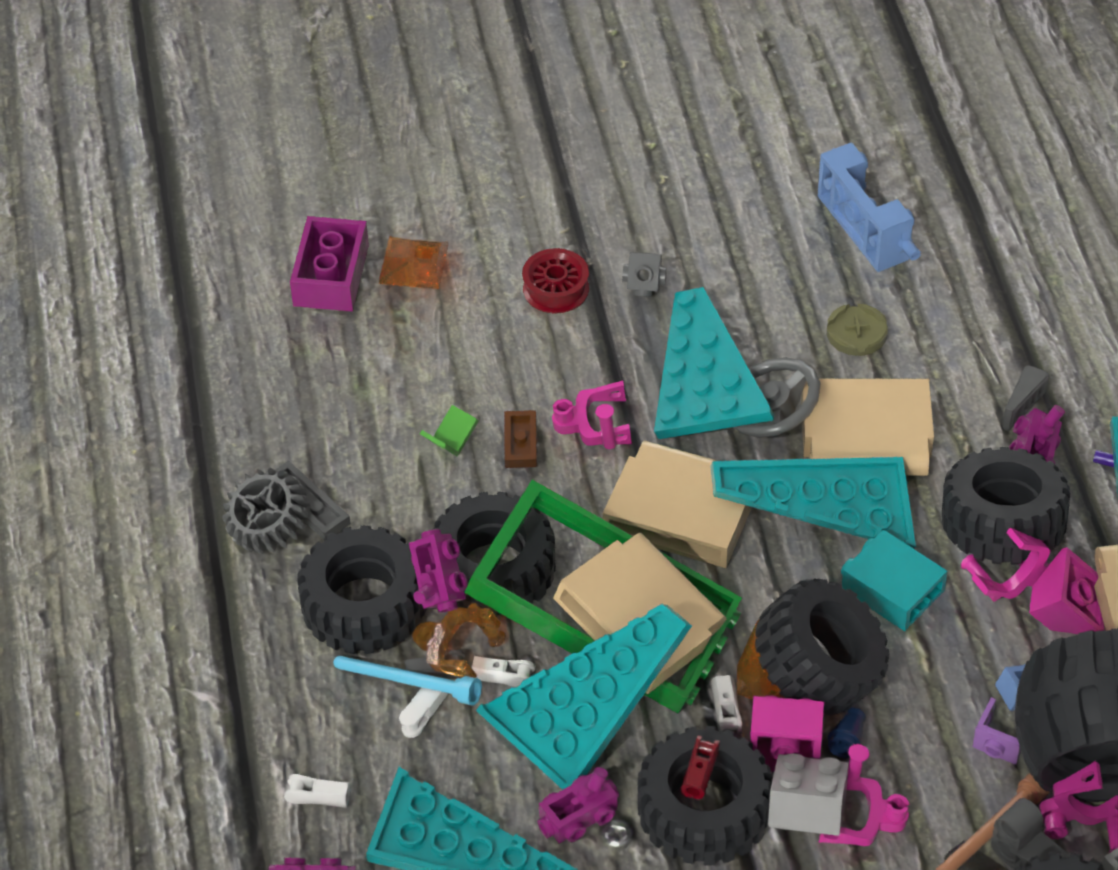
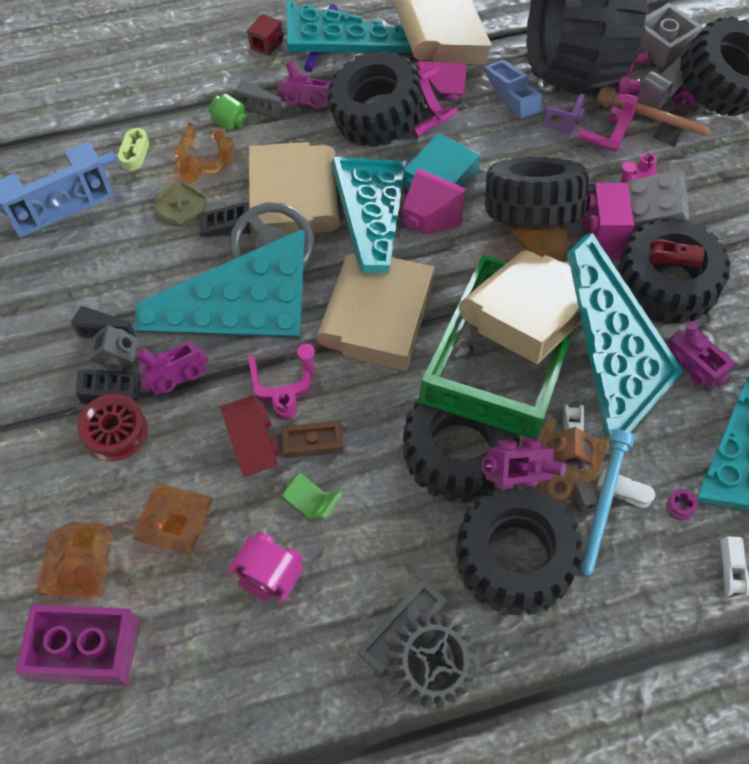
camera: 95 degrees left, 10 degrees up
(375, 389) = (266, 568): none -> dark pink brick
(393, 751) = (690, 502): none -> magenta bush
(445, 329) = (172, 518): none -> clear orange slope
(480, 653) = (569, 444): none -> nougat bracket
(526, 372) = (248, 433): none -> dark red brick
(607, 257) = (97, 377): none -> black slope
(617, 319) = (171, 368): none -> magenta brick
(683, 261) = (90, 321): none -> black slope
(826, 354) = (226, 213): none -> black slope
(828, 550) = (433, 204): none -> dark pink slope
(919, 338) = (192, 167): none -> clear orange piece
(946, 283) = (138, 149): none -> yellowish green beam
(984, 797) = (623, 119): none -> dark pink piece
(1000, 366) = (227, 112): none -> bright green head

